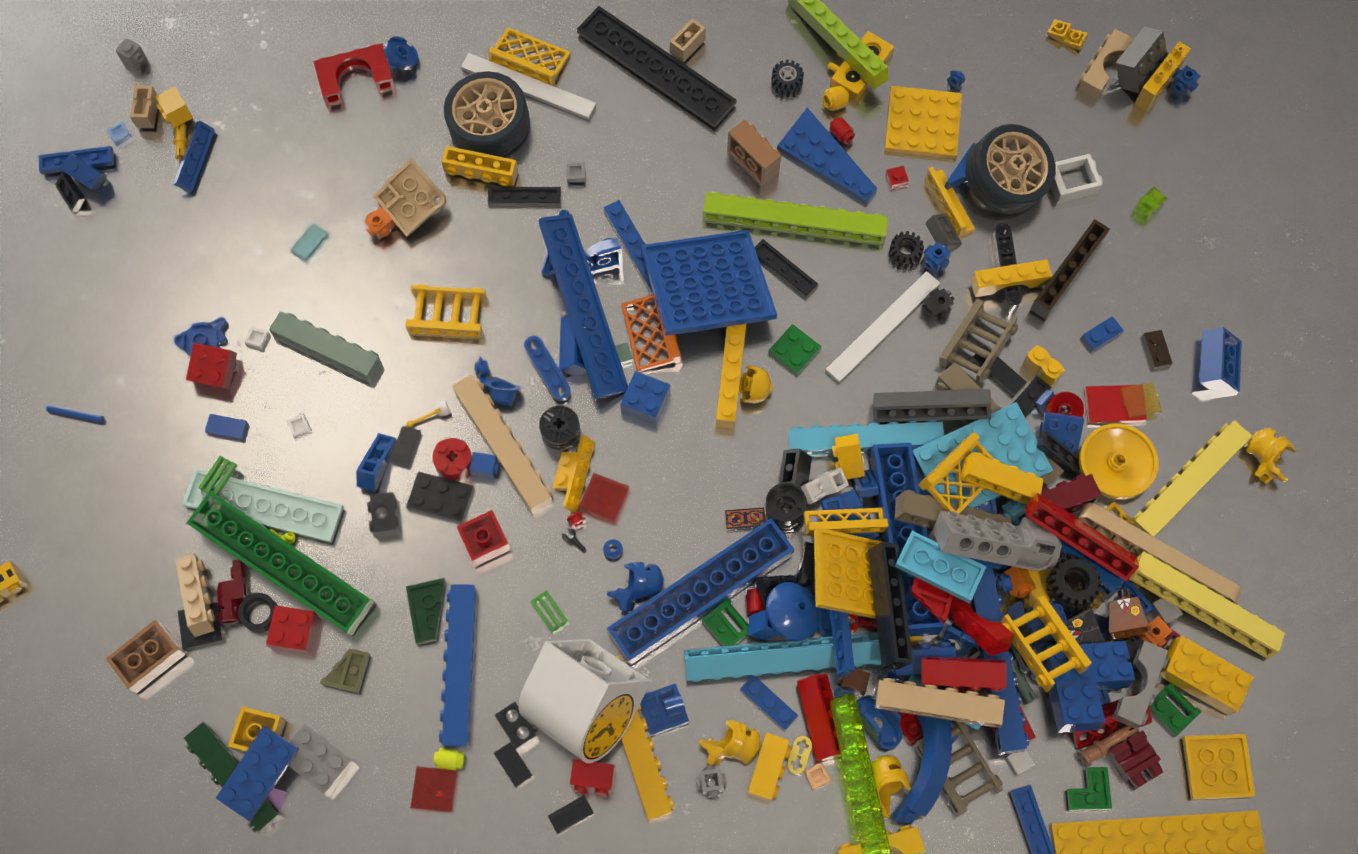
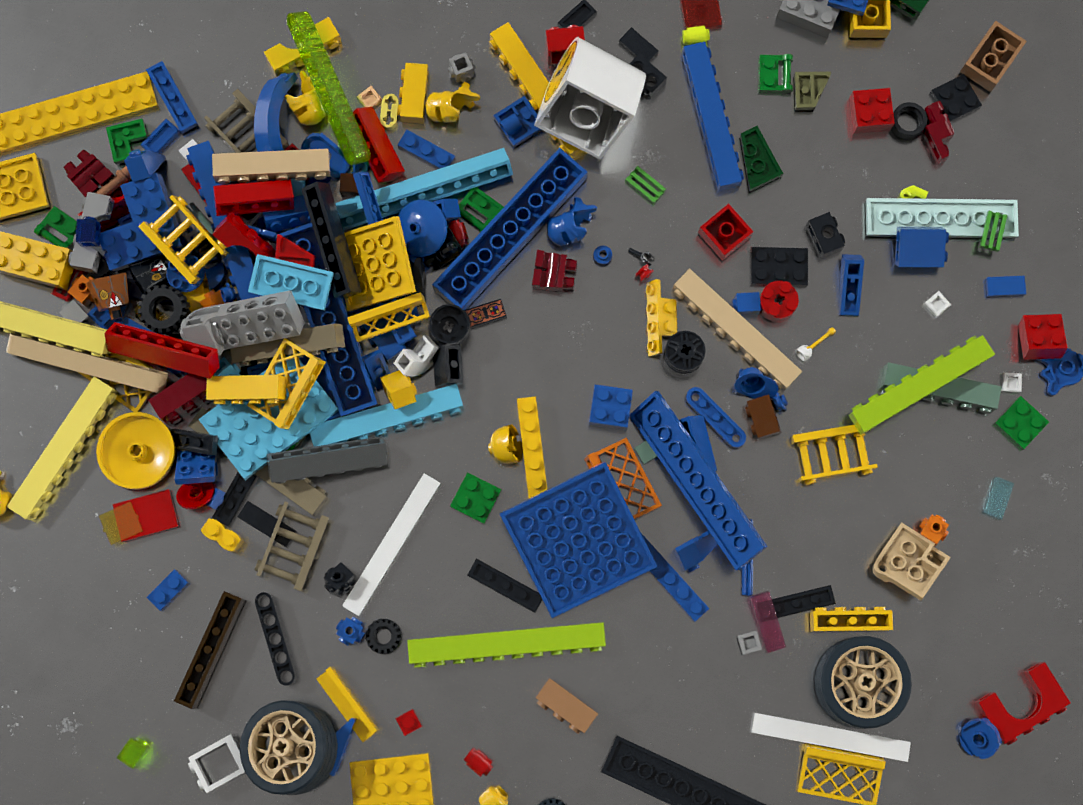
camera: 165 degrees right, 10 degrees up
(195, 595) = (971, 117): tan brick -> none
(262, 300) = (1021, 423): none -> green plate
(281, 562) = (905, 163): green brick -> none
(294, 477) = (921, 246): none -> blue brick
(342, 343) = (922, 384): none -> lime brick
(384, 699) = (769, 73): none -> green plate
(405, 446) = (828, 308): black tile -> none
(502, 356) = (763, 416): none -> reddish brown brick
(554, 183) = (767, 621): none -> clear pink tile
(604, 497) = (624, 301): clear red plate -> none
(669, 543) = (551, 271): none -> dark red hips
(817, 150) = (499, 733): blue wing -> none
(943, 231) = (348, 667): dark grey slope -> none
(1030, 274) = (268, 622): yellow arch -> none
(1053, 786) = (161, 137): none -> blue tile
(1076, 743) = (143, 163): none -> blue slope
(1145, 675) = (88, 232): none -> clear blue brick
(1157, 349) = (110, 585): dark brown plate -> none
(1220, 360) = (44, 585): slope -> none

